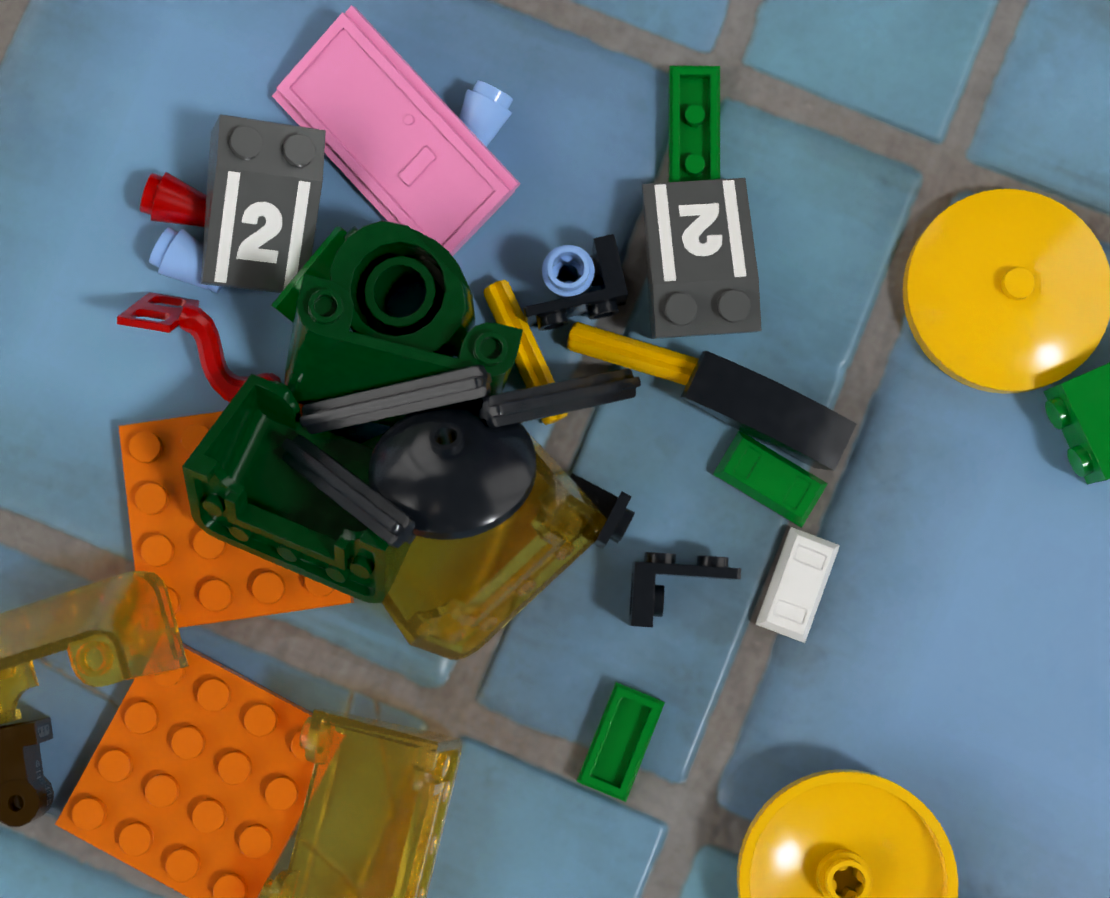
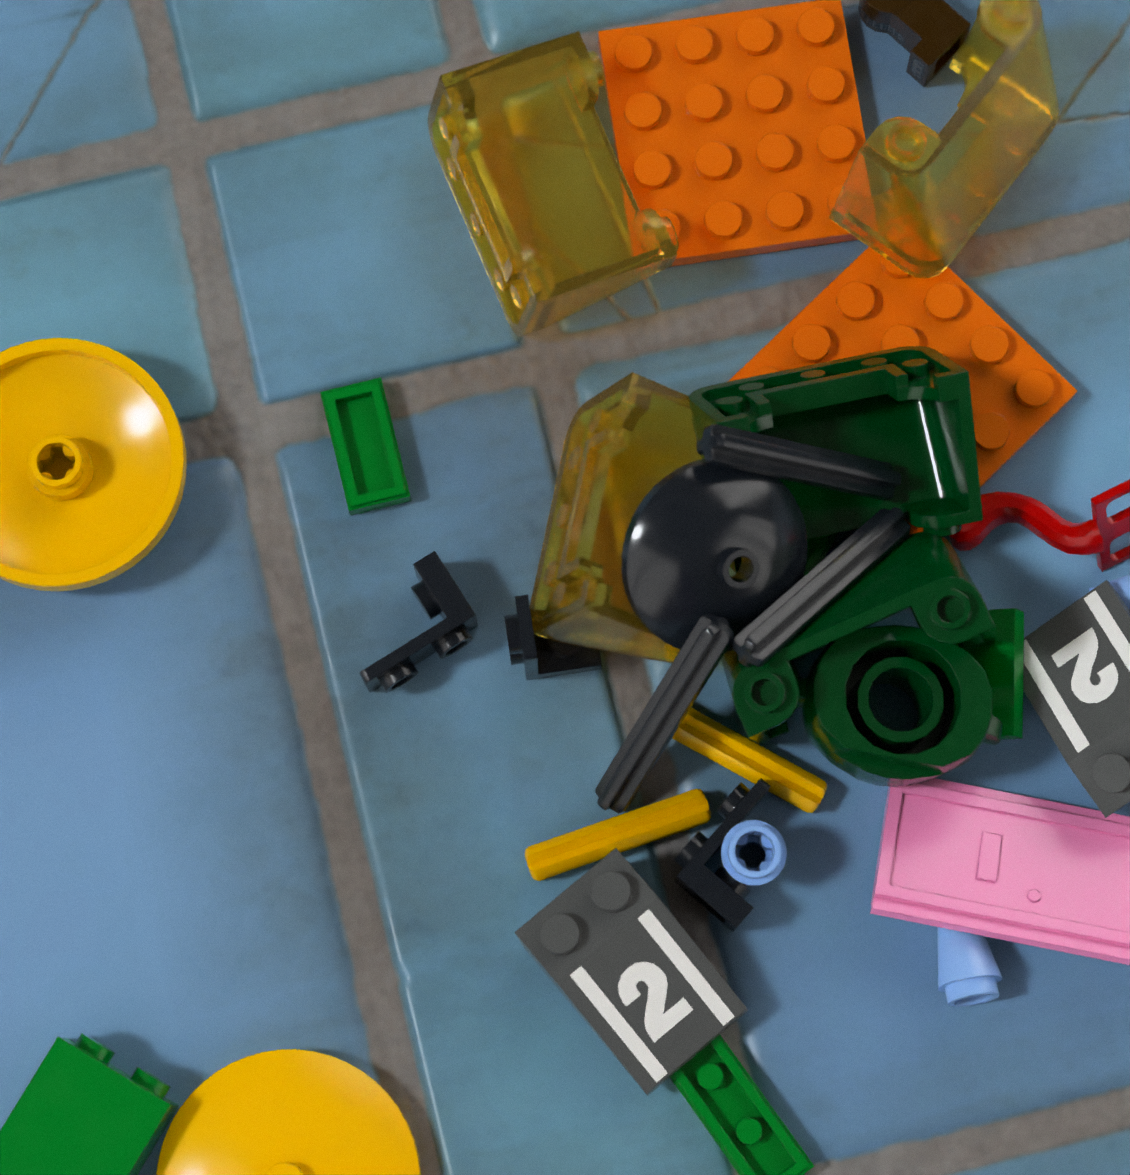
camera: 145 degrees right, 5 degrees down
(769, 411) = (449, 865): black slope -> none
(770, 479) = (399, 807): green tile -> none
(797, 584) = (297, 721): white tile -> none

